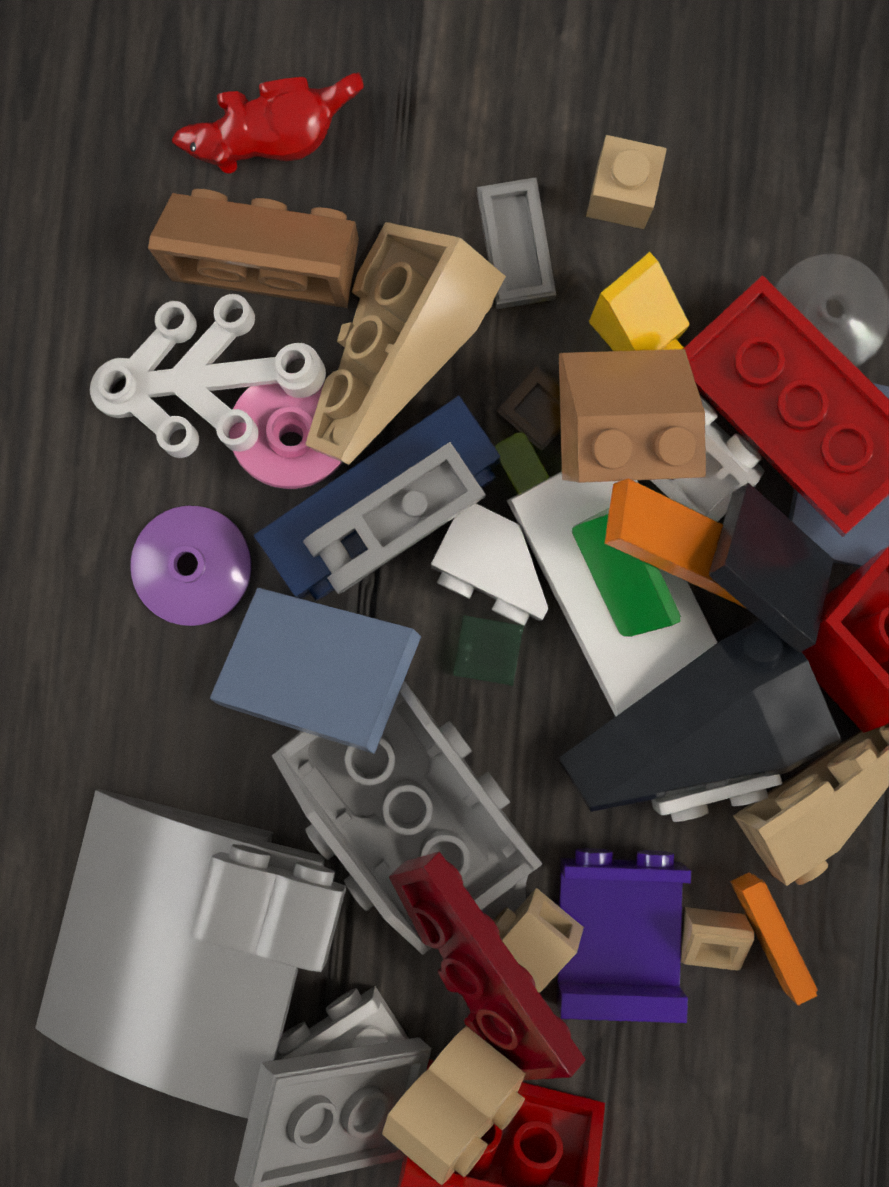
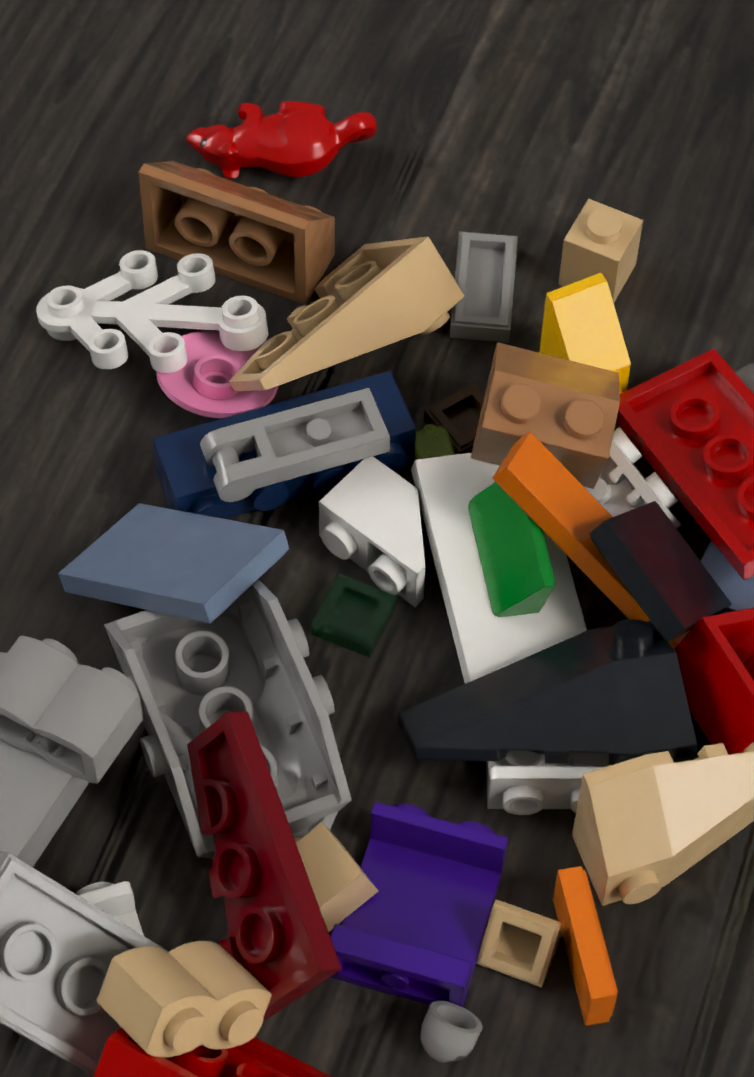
camera: 10 degrees right, 30 degrees down
(221, 569) = (79, 497): medium lavender dish -> none
(678, 1044) = (449, 1031): none -> light grey hinge

